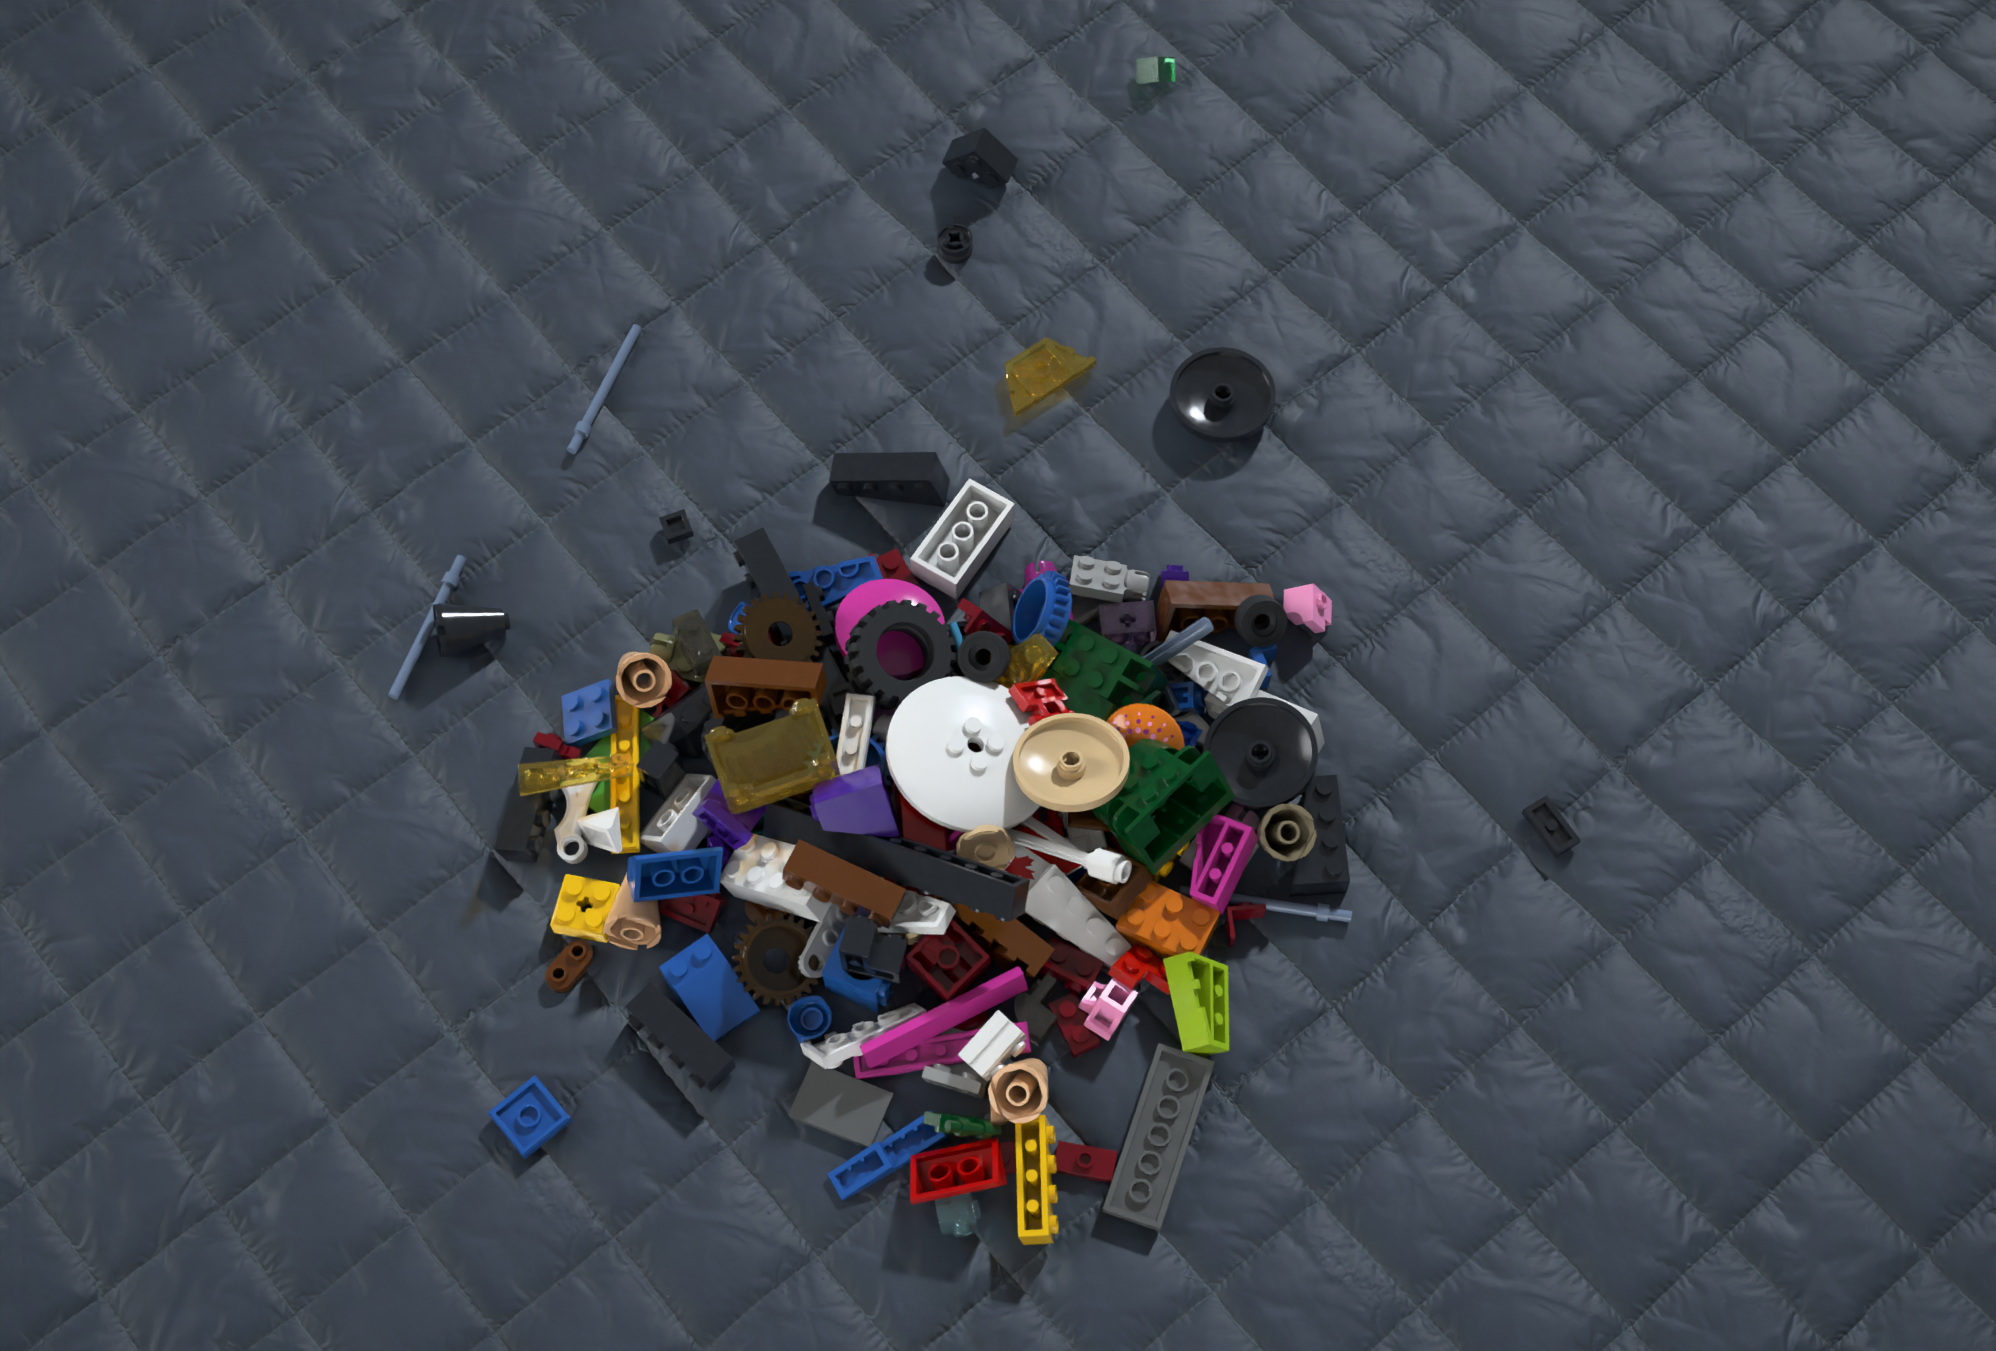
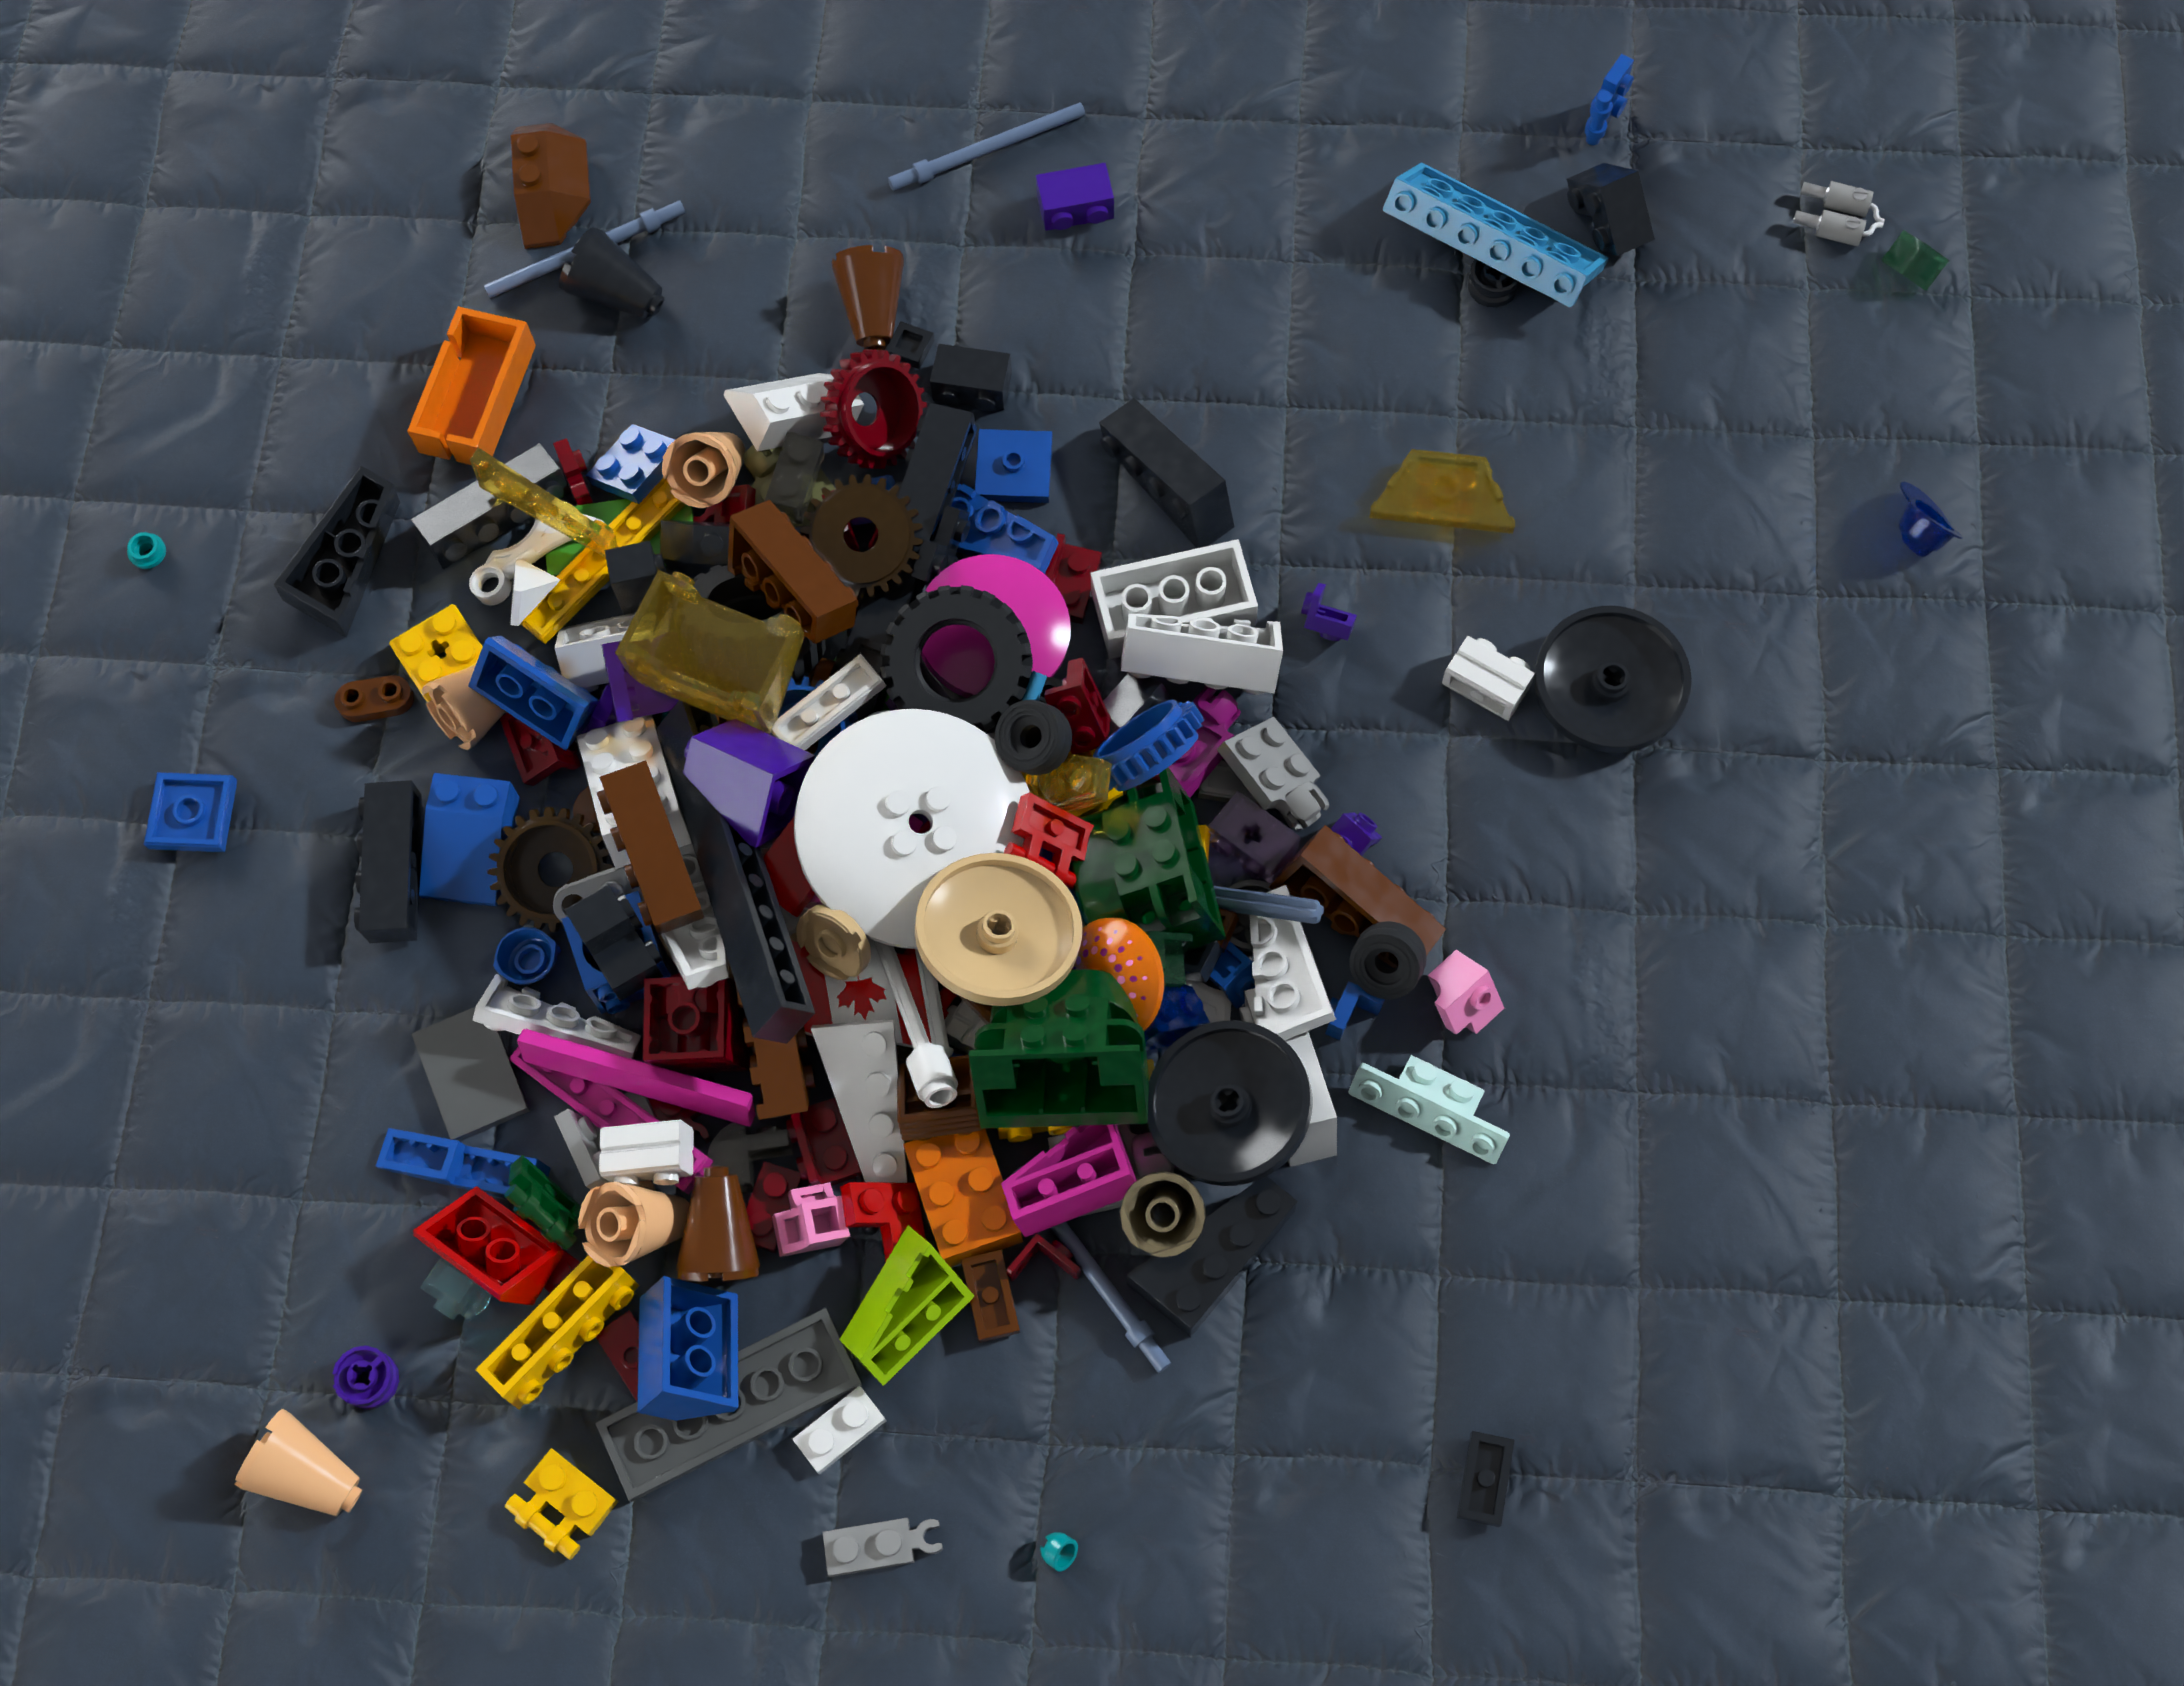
camera: 45 degrees right, 5 degrees up
(337, 998) = (142, 542): none -> teal plate
(366, 605) = (549, 182): none -> reddish brown wedge
(449, 751) = (472, 396): none -> orange piece
(472, 911) = (341, 553): none -> black wedge
(628, 516) = (870, 292): none -> reddish brown cone
(652, 607) = (782, 407): none -> white slope
(686, 376) = (1075, 196): none -> dark purple brick
(710, 563) = (897, 408): none -> dark red gear
(729, 515) = (971, 377): none -> black brick
(802, 542) = (1014, 465): none -> blue plate
(924, 105) = (1609, 100): none -> blue plate
(934, 219) = (1493, 233): none -> dark azure bracket
(966, 1312) = (382, 1374): none -> dark purple wheel
(1013, 548) = (1203, 652): none -> white wedge
(1050, 485) = (1330, 622): none -> dark purple bracket
(1068, 1053) = (717, 1231): none -> reddish brown cone
(1097, 83) = (1836, 225): none -> light grey piece
(1113, 1127) = (687, 1350): none -> blue slope
(1122, 1258) = (569, 1492): none -> yellow plate
(1160, 445) = (1488, 677): none -> white brick
(1225, 1097) = (839, 1429): none -> white plate
(1241, 965) = (993, 1299): none -> reddish brown plate
(1291, 199) = (1923, 523): none -> clear blue piece
(1303, 1133) = (876, 1546): none -> light grey plate
(1346, 675) = (1432, 1103): none -> light aqua bracket
(1393, 1049) = (1059, 1551): none -> teal hinge

